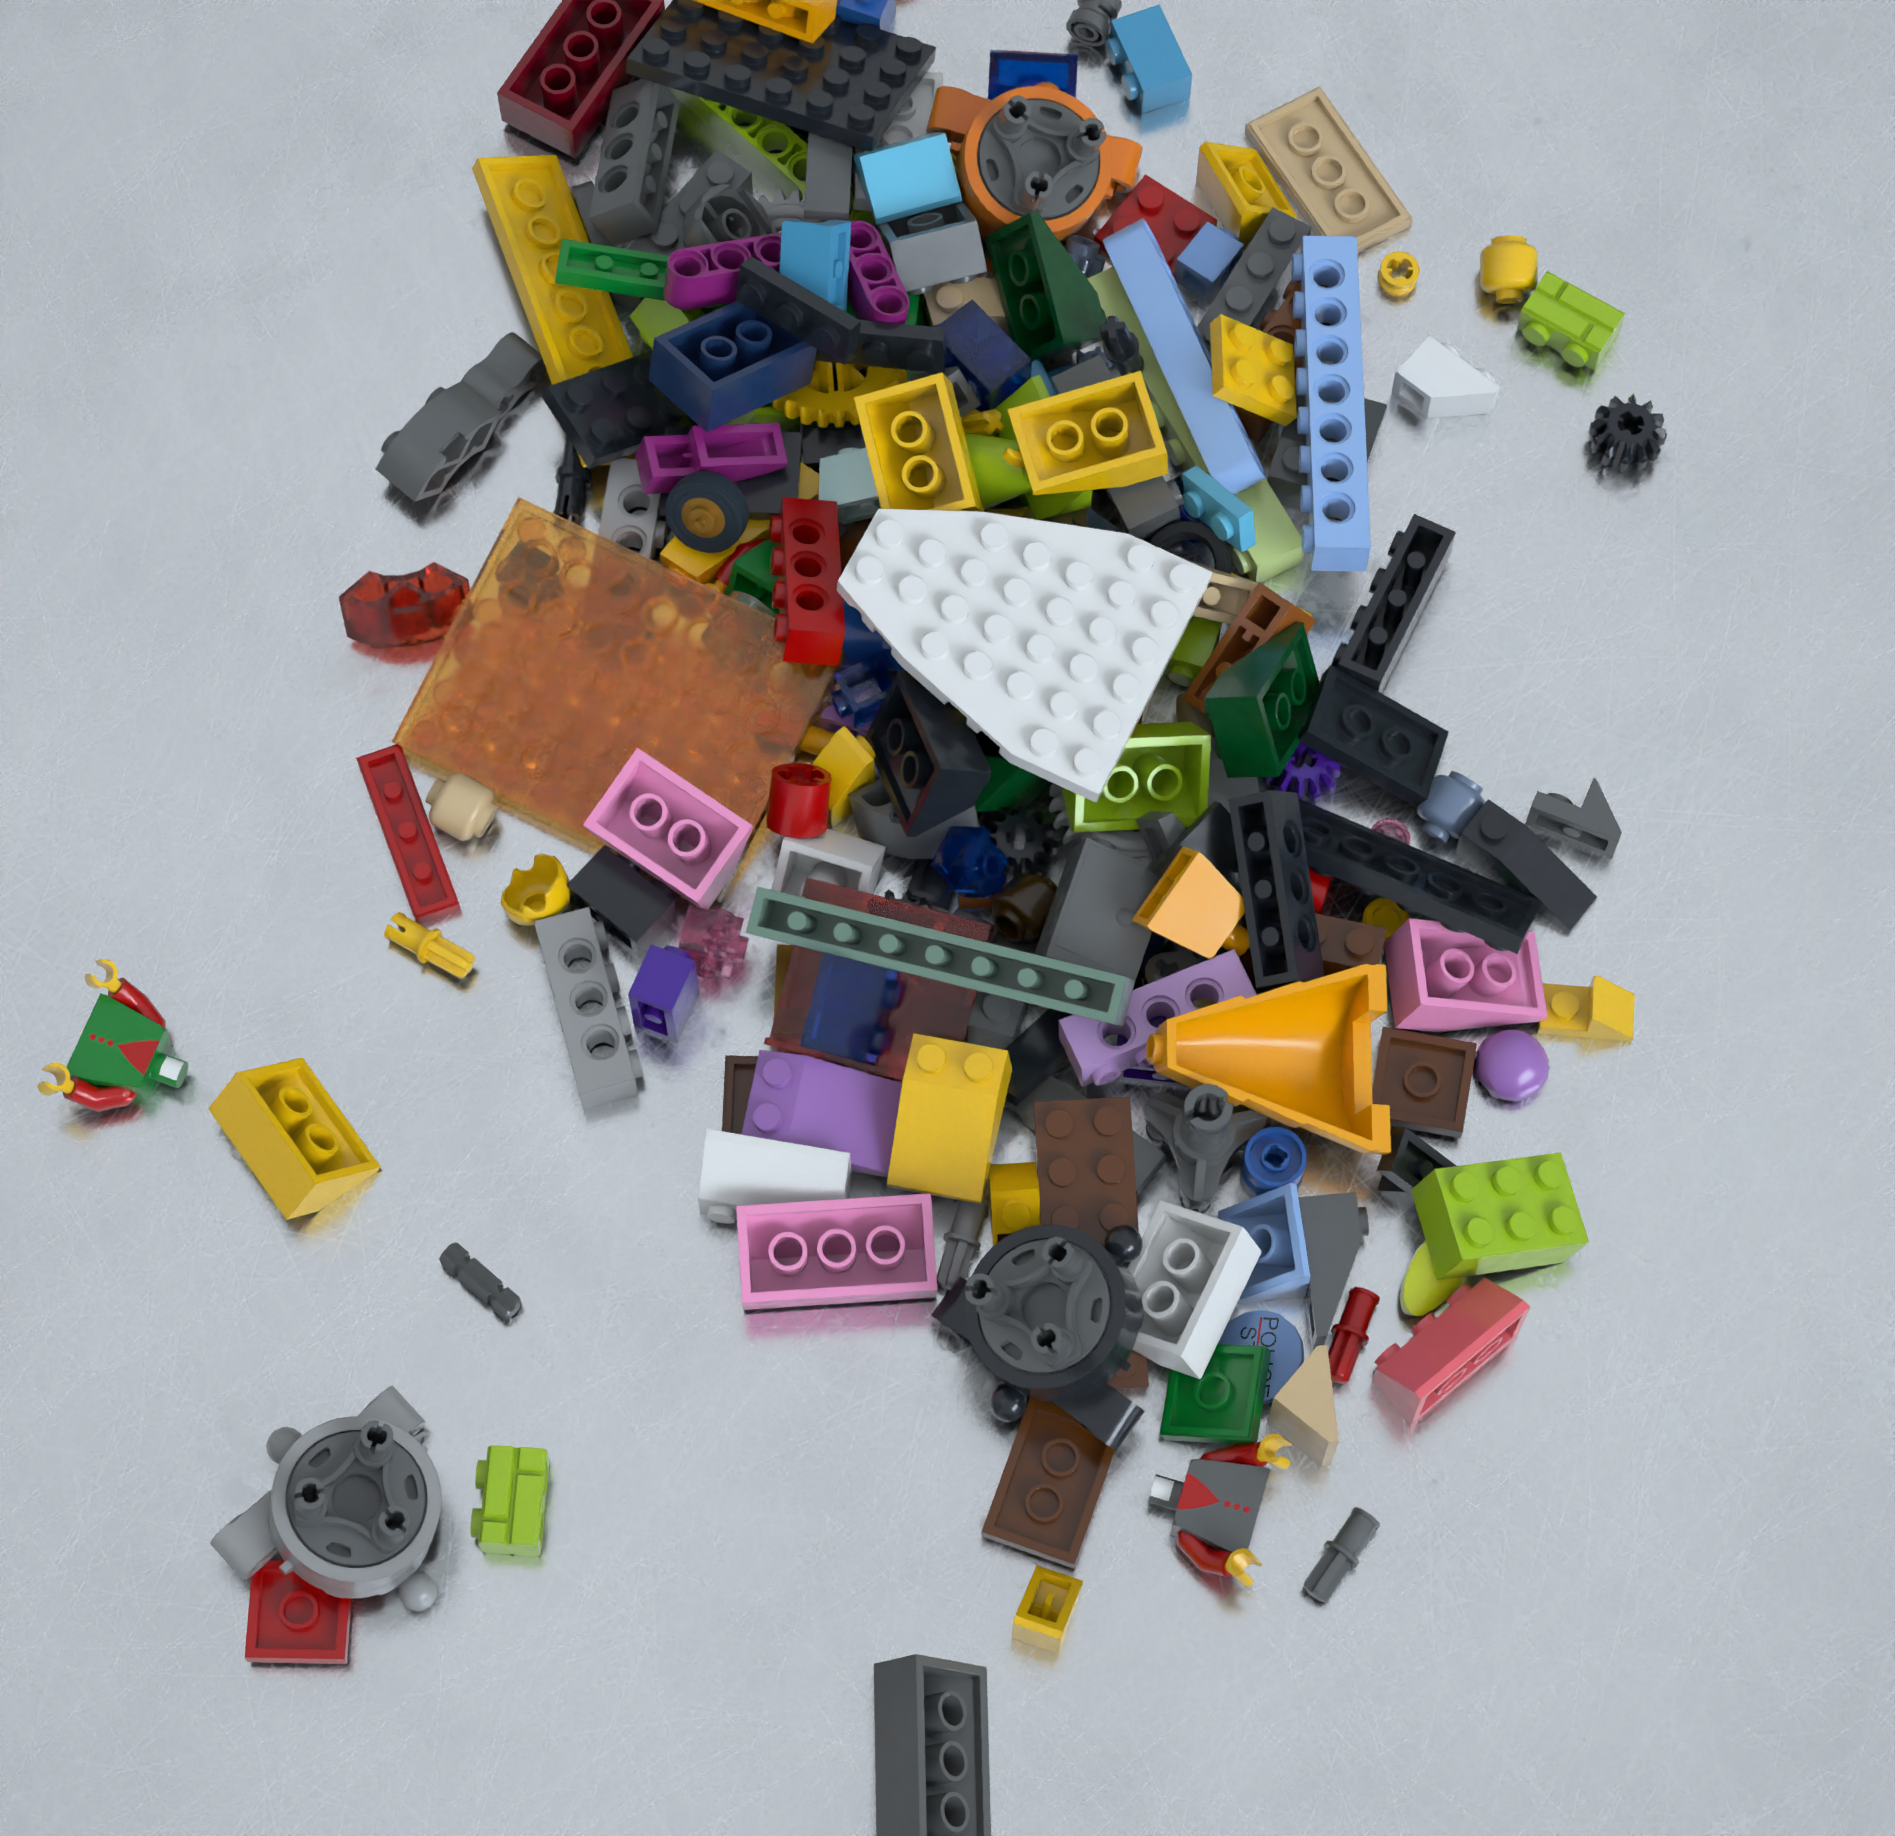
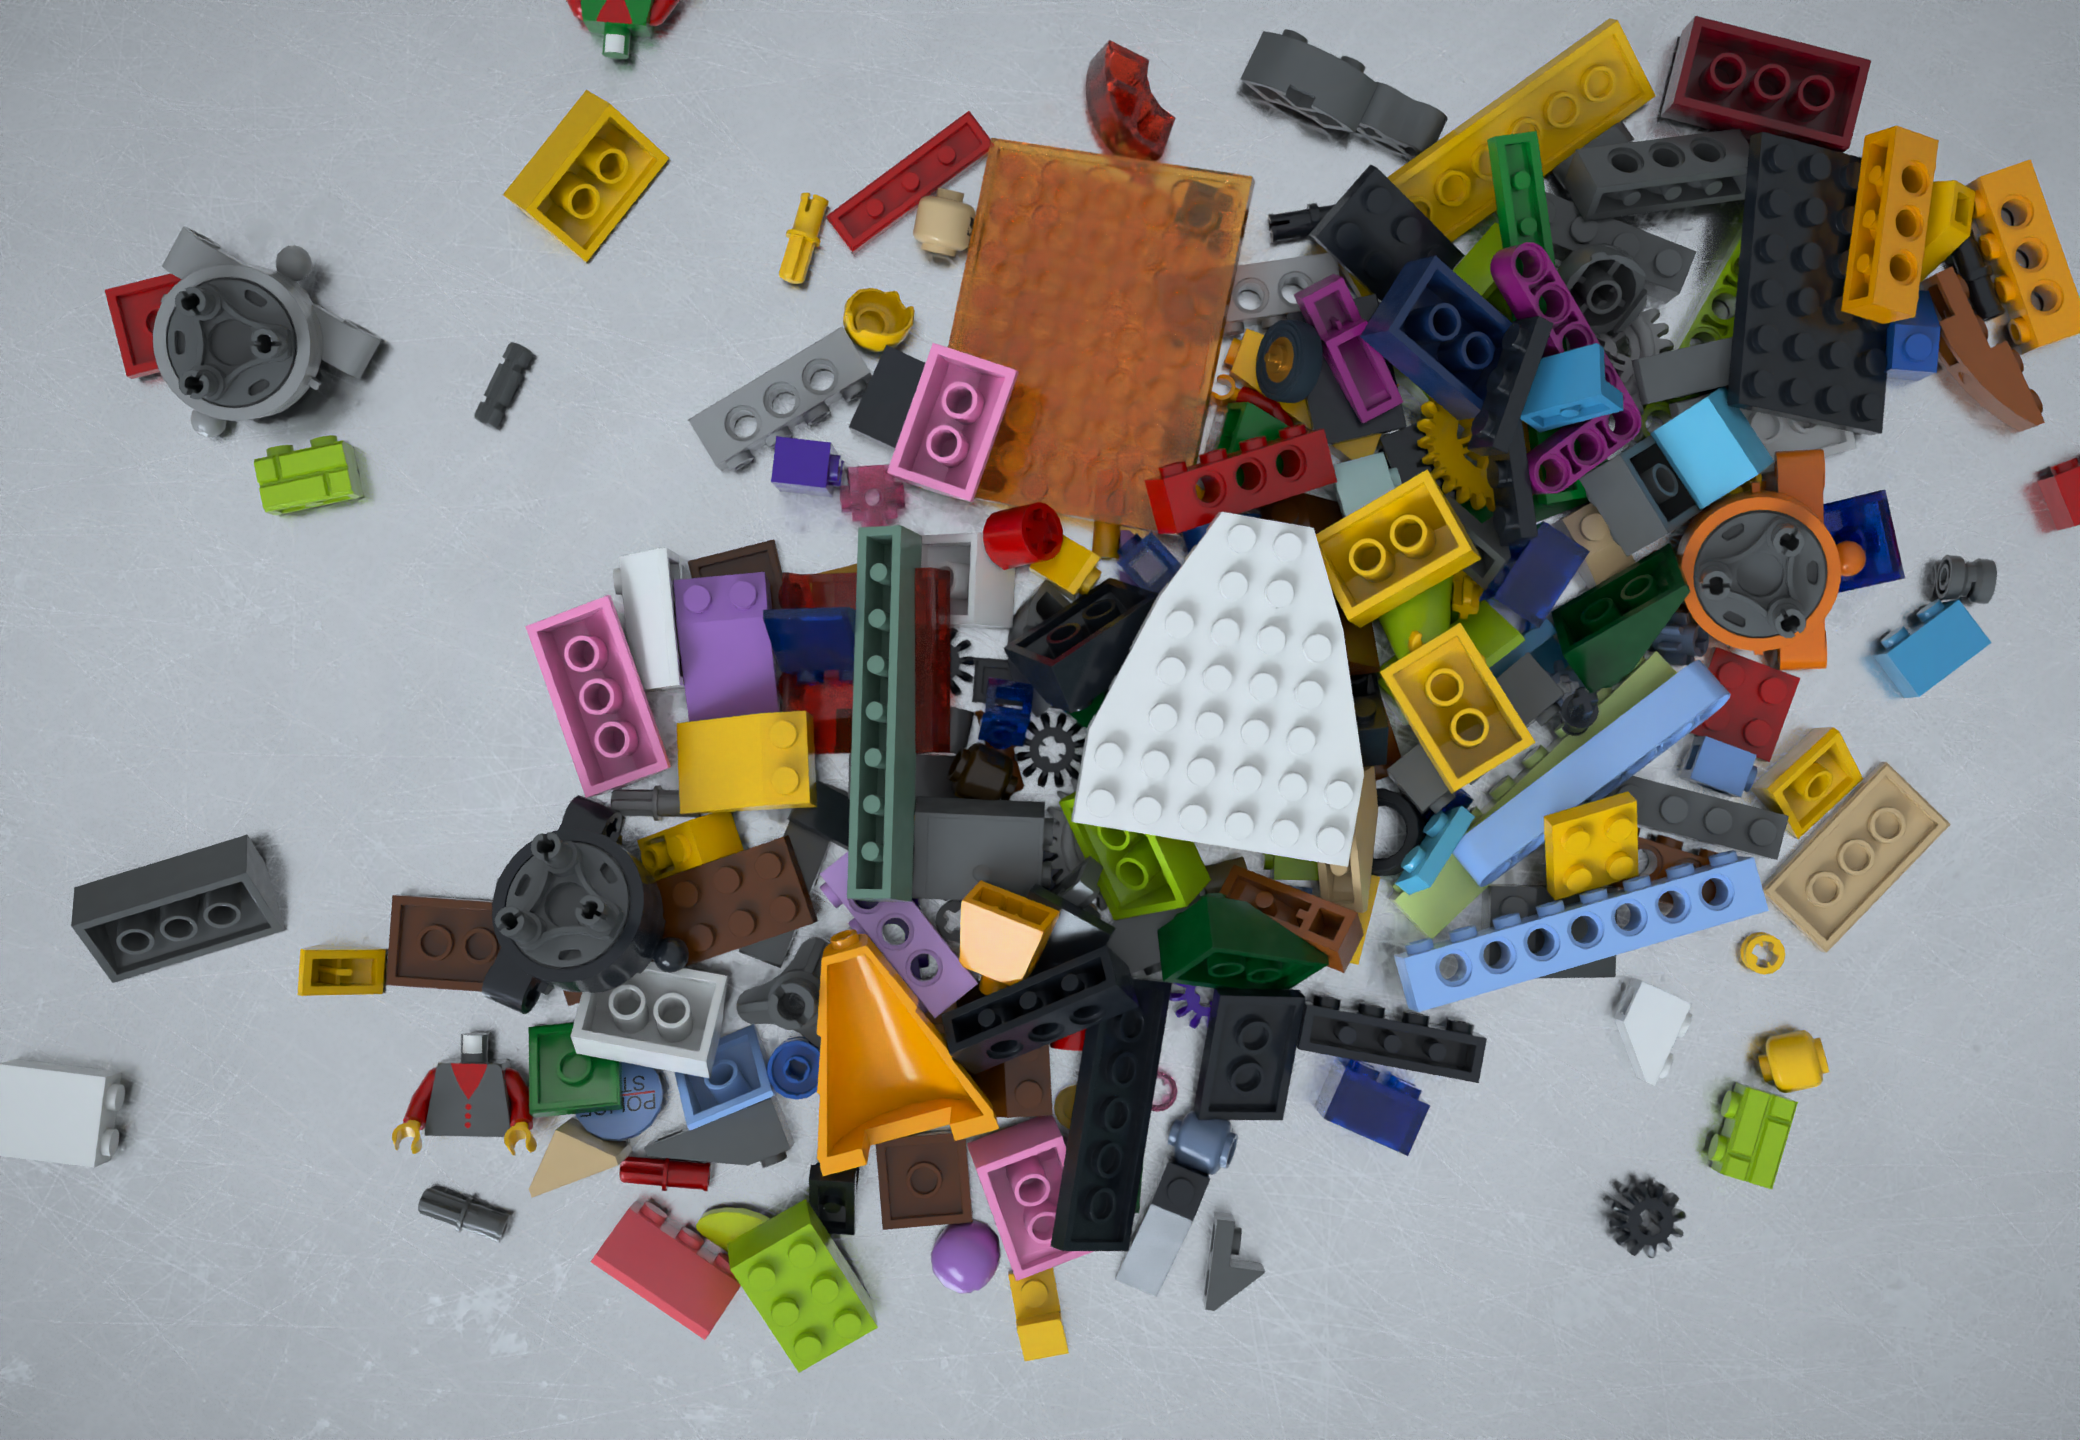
camera: 75 degrees right, 20 degrees up
(1453, 636) = (1371, 1106): none -> clear blue brick

